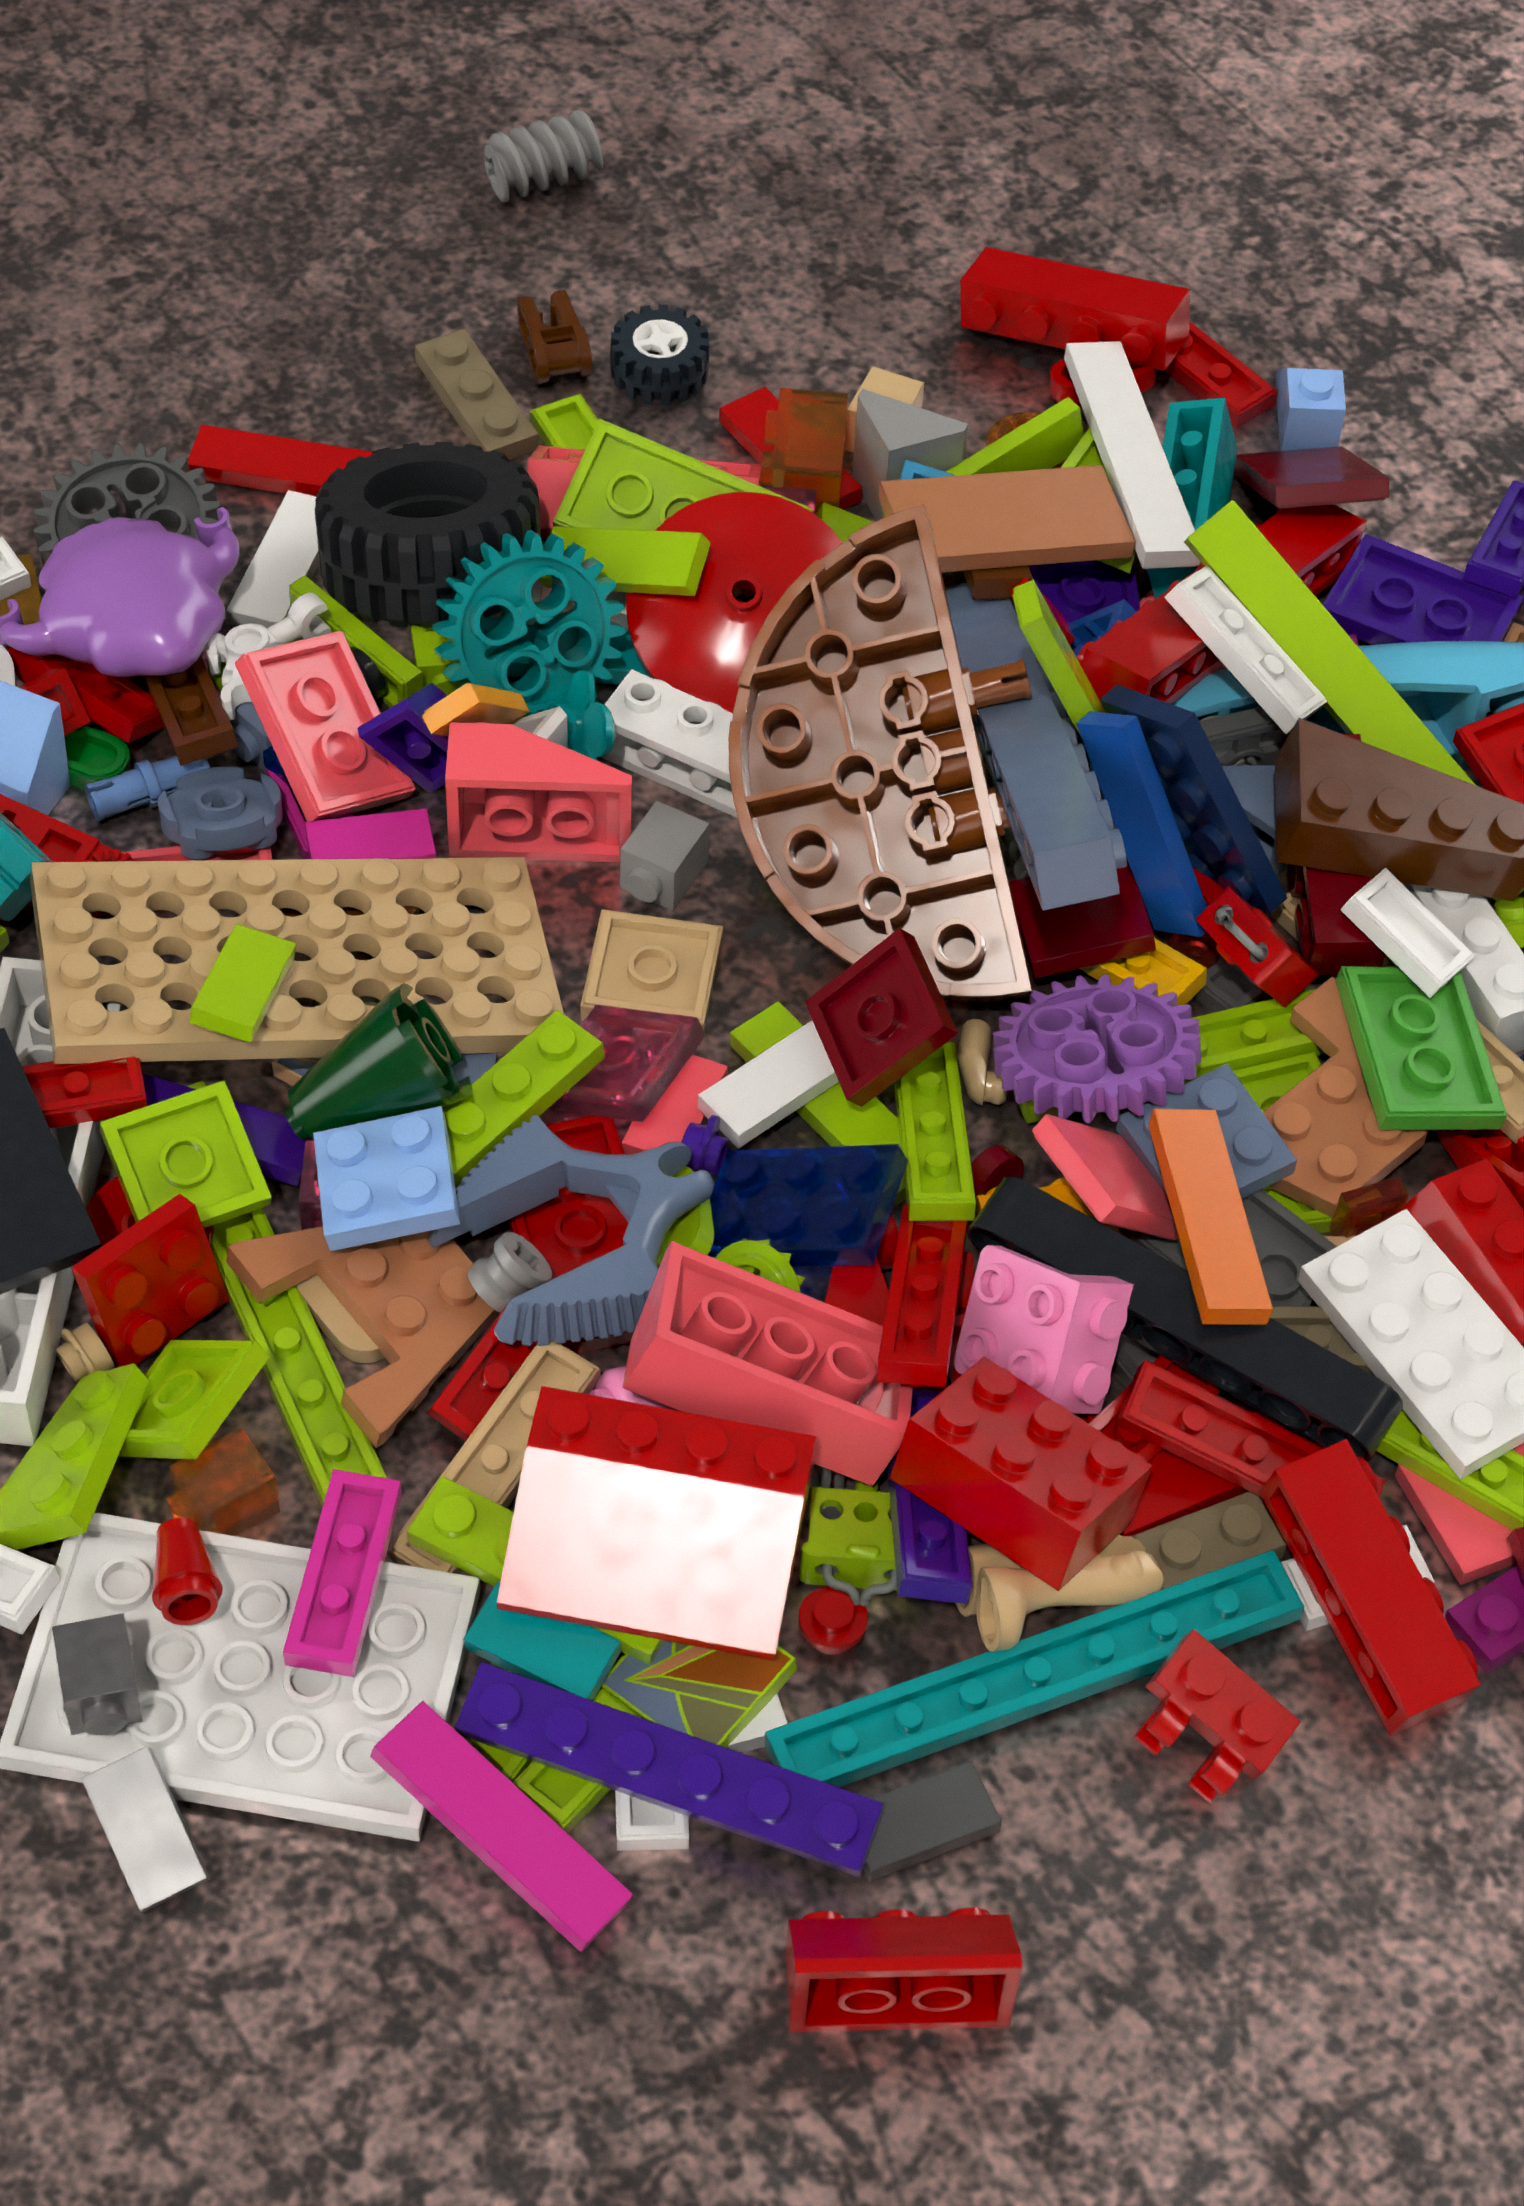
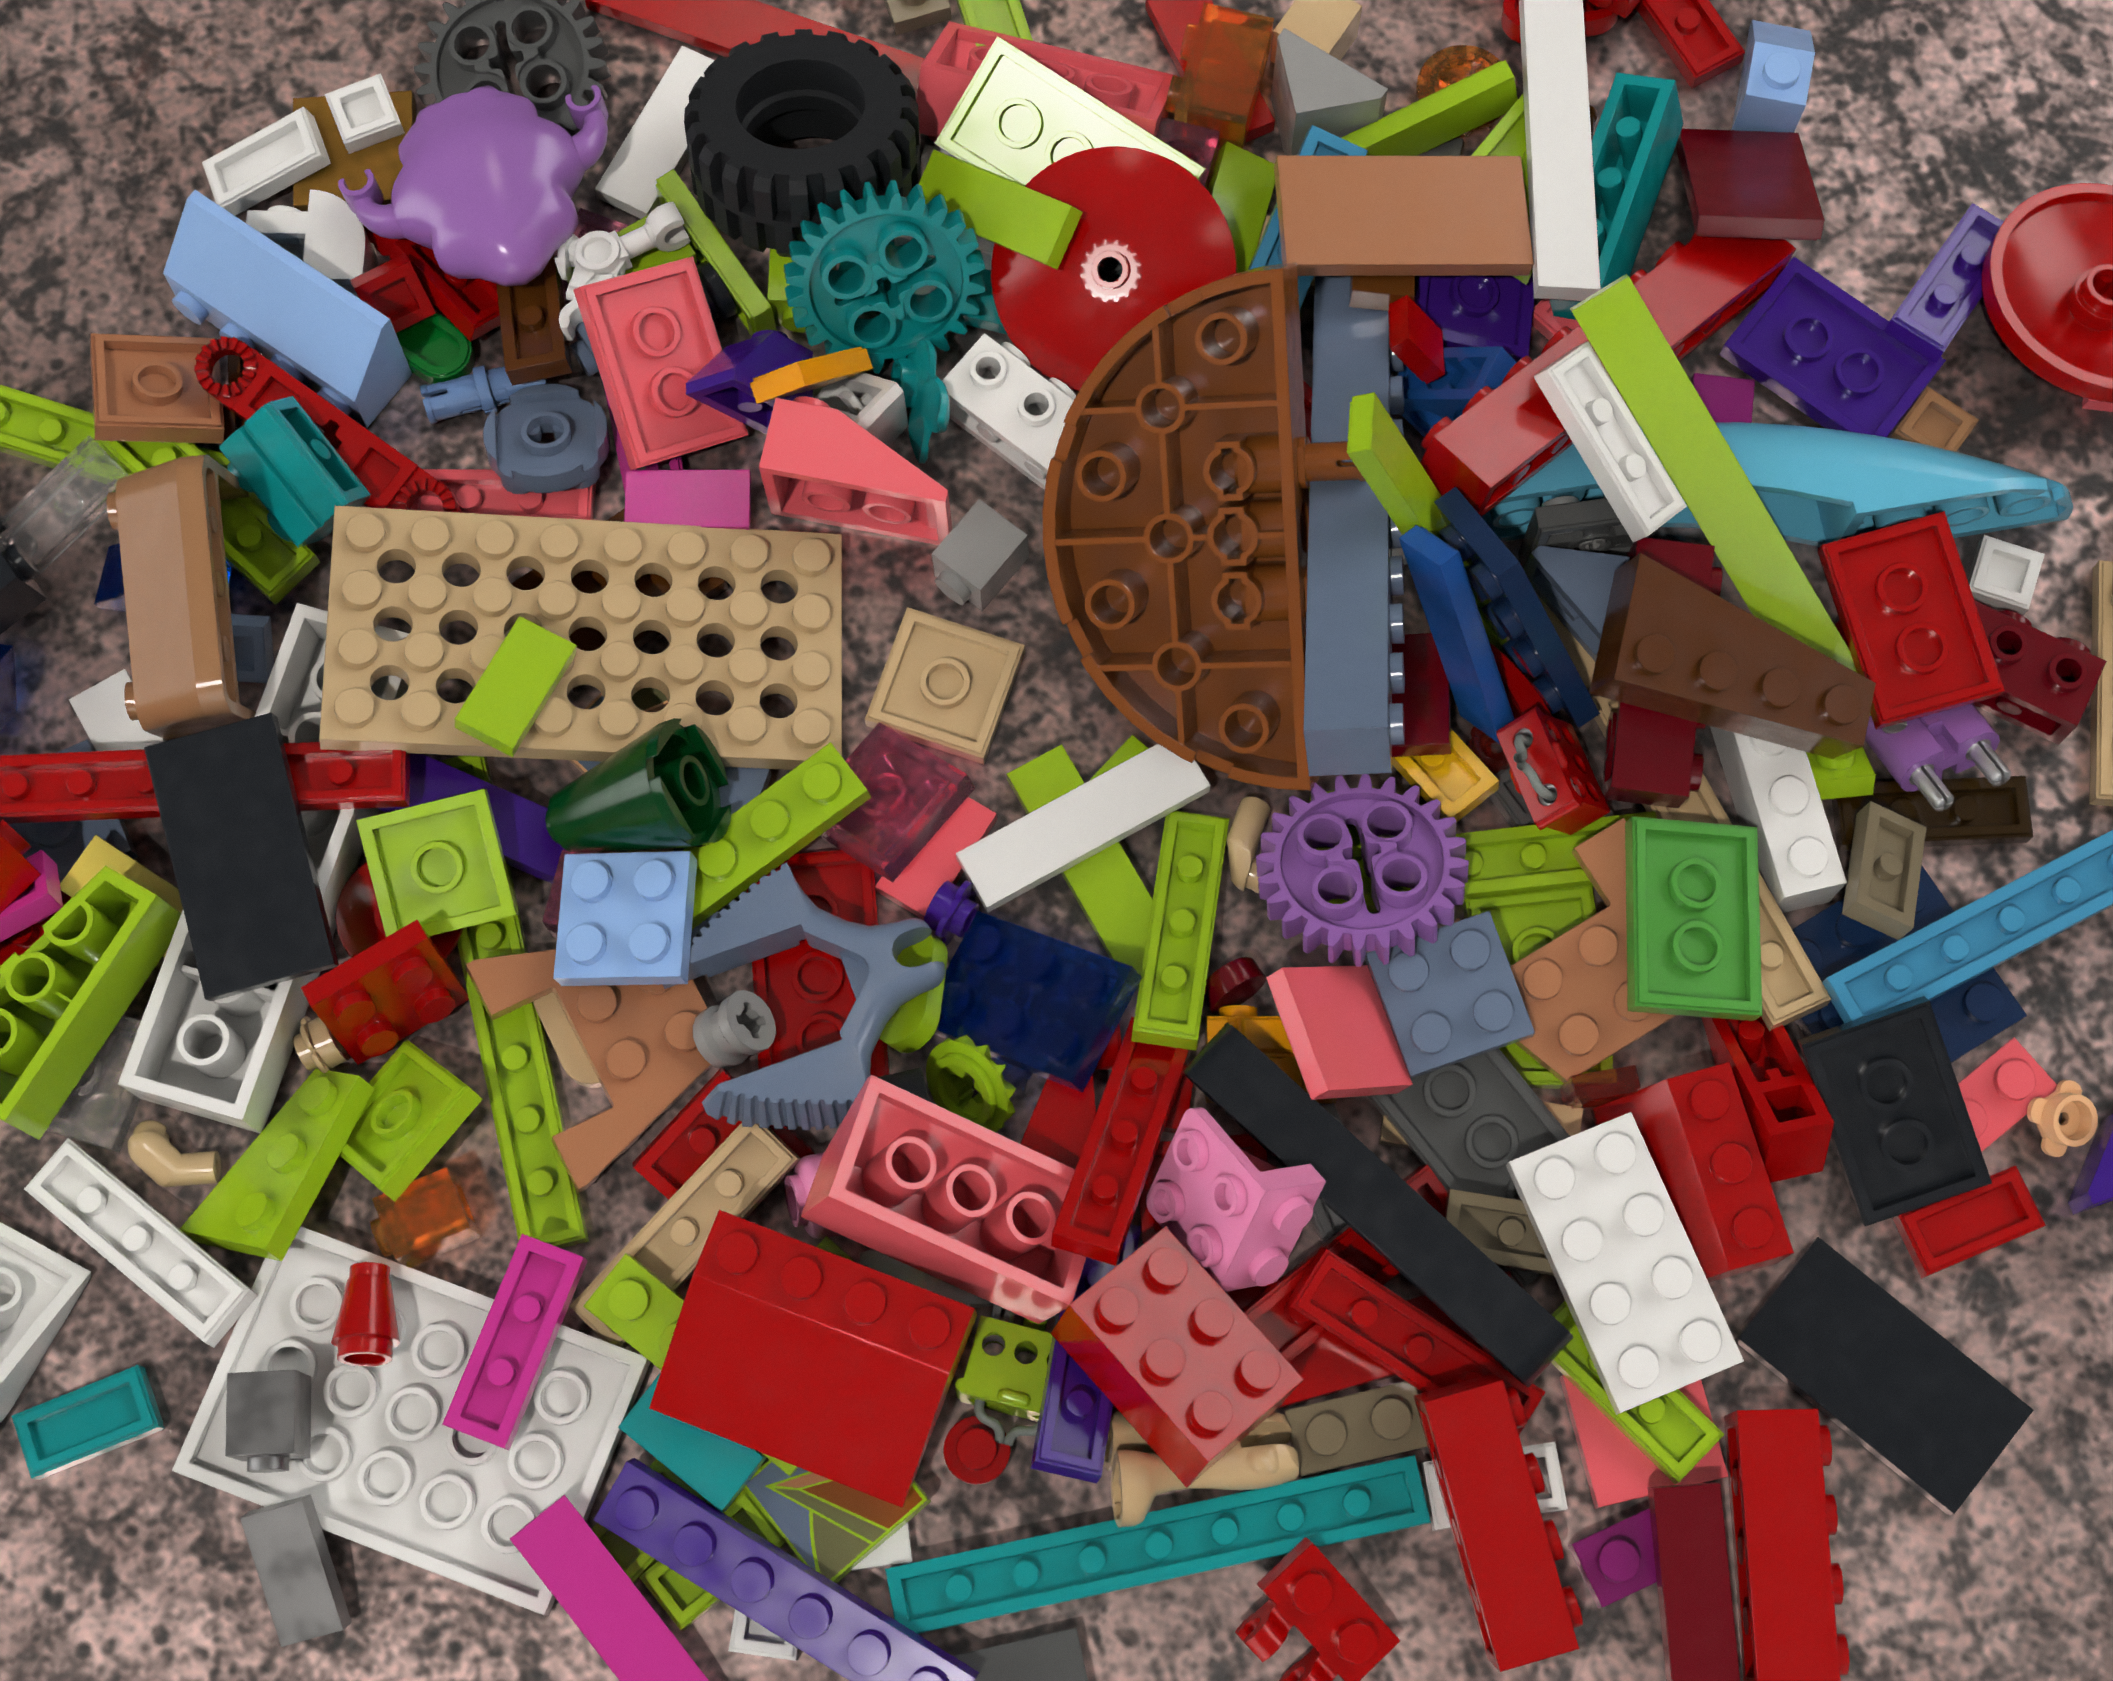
camera: 15 degrees right, 20 degrees up
(881, 1017) = (1147, 811): dark red tile -> none
(1210, 1217) = (1423, 1106): orange tile -> none
(1407, 932) = (1708, 792): white tile -> none

